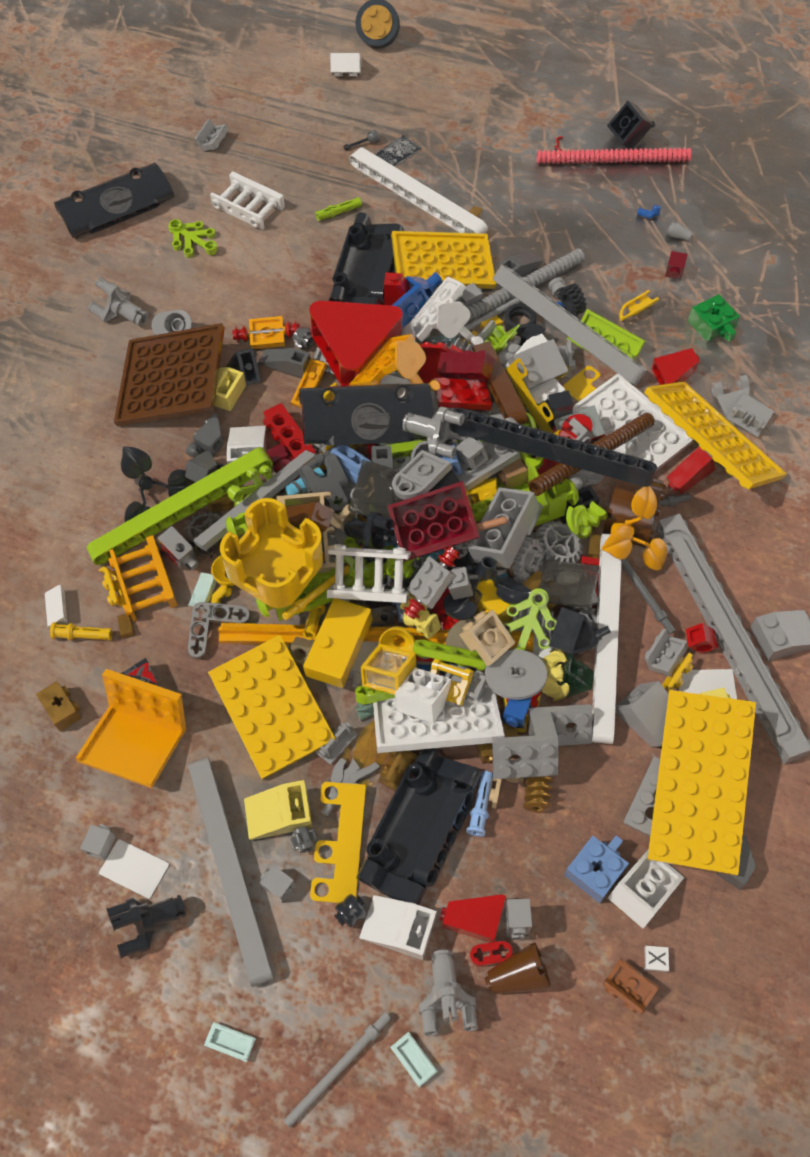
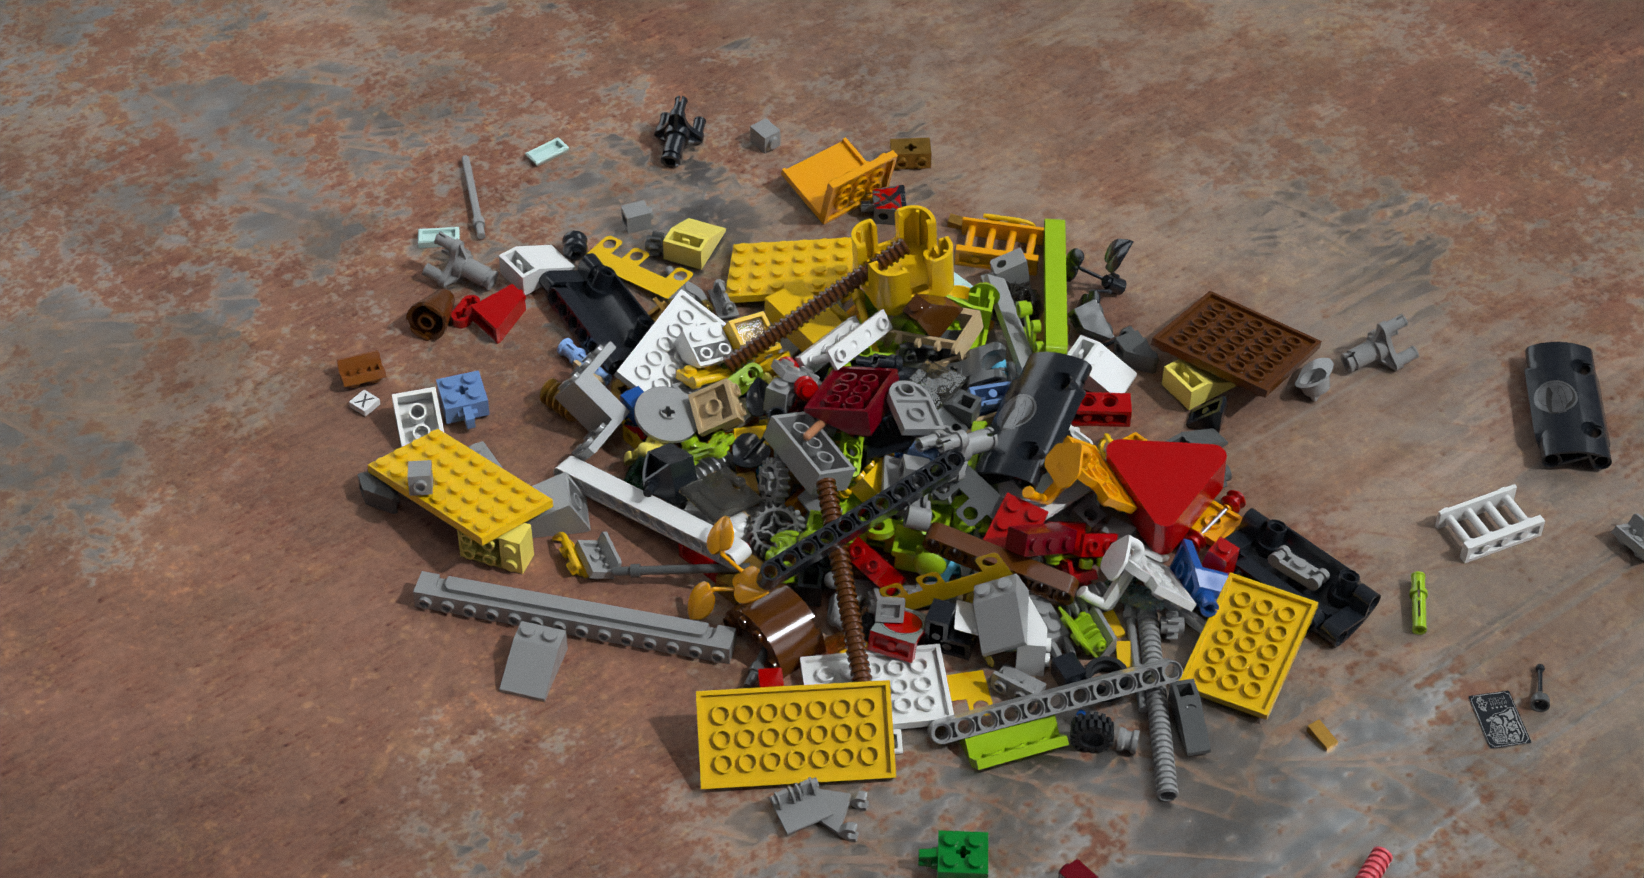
camera: 120 degrees right, 15 degrees down
(56, 606) = (1017, 188): white slope -> none
(72, 631) = (980, 186): yellow pin -> none
(134, 868) = (728, 153): white sticker -> none
(176, 227) = (1484, 448): lime plant -> none
(230, 873) = (677, 197): light grey beam -> none
(265, 332) = (1253, 452): light orange plate -> none
(352, 604) = (814, 307): none -> reddish brown piece
(360, 262) = (1298, 568): none -> light grey plate
(417, 193) = (1394, 689): white beam -> none
(471, 295) = (1175, 646): light grey brick -> none
(518, 918) = (472, 326): light grey brick -> none
(634, 309) = (1041, 800): yellow piece -> none
(675, 366) = (918, 775): red slope -> none
(701, 638) = (586, 585): red brick -> none
(706, 680) = (544, 574): white sticker -> none
(738, 795) = (420, 477): none -> light grey brick

